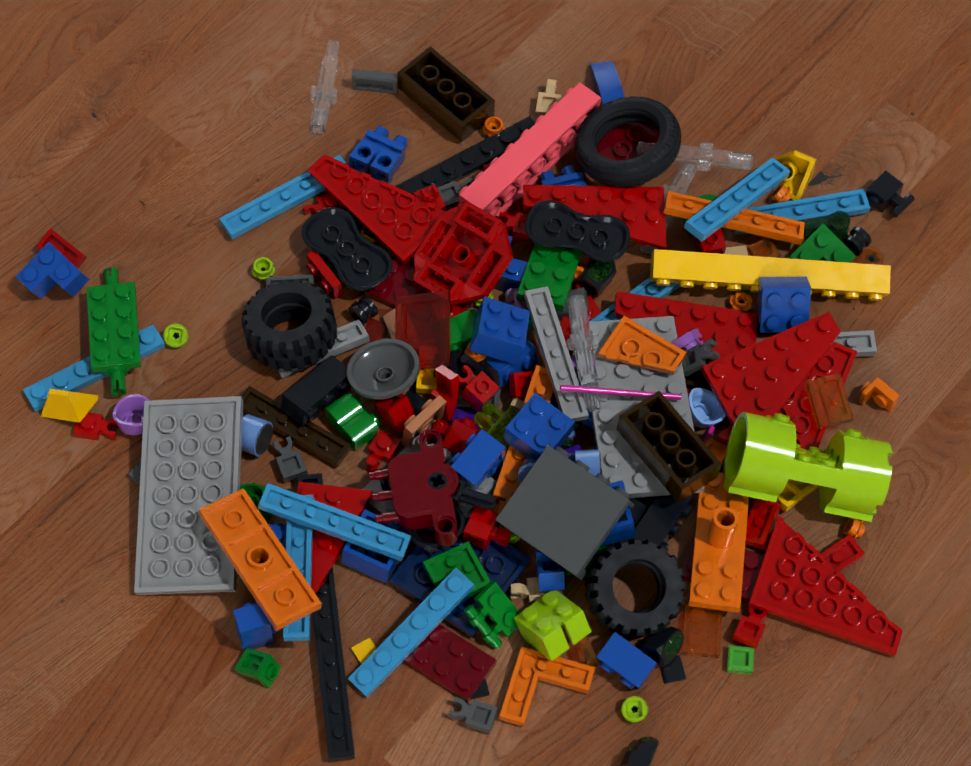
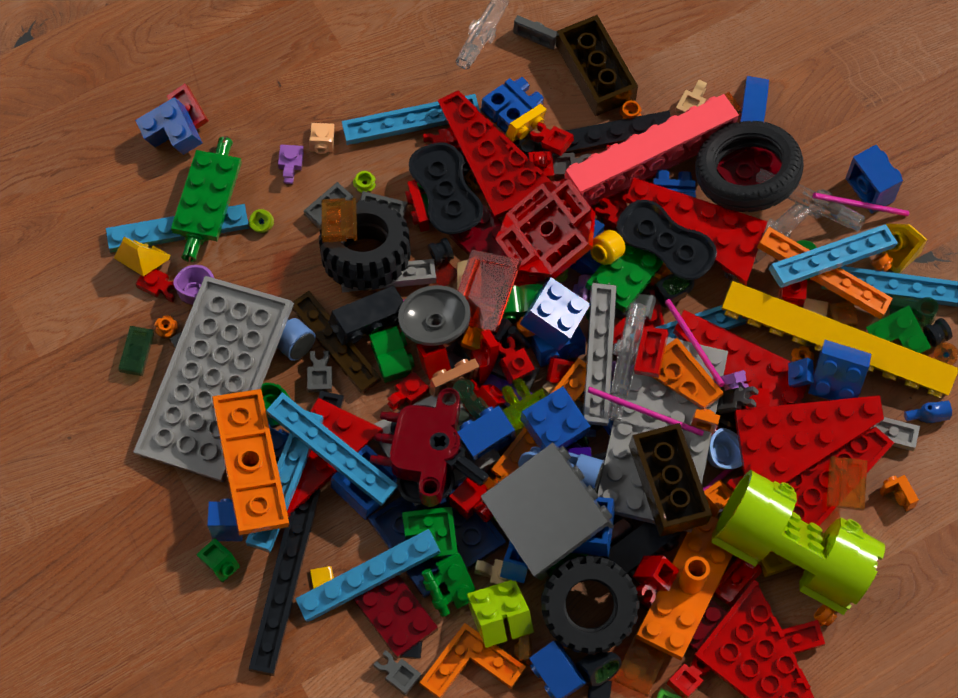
camera: 20 degrees right, 5 degrees up
(99, 496) = (136, 351): none -> clear green plate
(120, 470) = (166, 332): none -> orange plate
(182, 270) = (290, 160): none -> medium lavender plate
(205, 240) = (322, 138): none -> light nougat bracket
(235, 300) = (314, 211): none -> dark grey plate
(258, 306) = (339, 219): none -> clear orange plate
(399, 167) = (524, 124): none -> yellow plate
(432, 173) = (552, 140): none -> red plate
(455, 439) = (474, 404): none -> clear green plate
(526, 254) = (607, 247): none -> yellow head
(605, 335) = (651, 352): none -> red plate
(678, 342) = (718, 379): none -> dark pink axle
(679, 383) = (705, 420): none -> orange plate
(685, 541) = (654, 574): none -> red brick
(743, 146) = (860, 204): none -> dark pink axle
(745, 120) = (874, 177): none -> blue brick
(747, 315) = (800, 373): none -> blue plate
(879, 314) = (931, 412): none -> blue piece

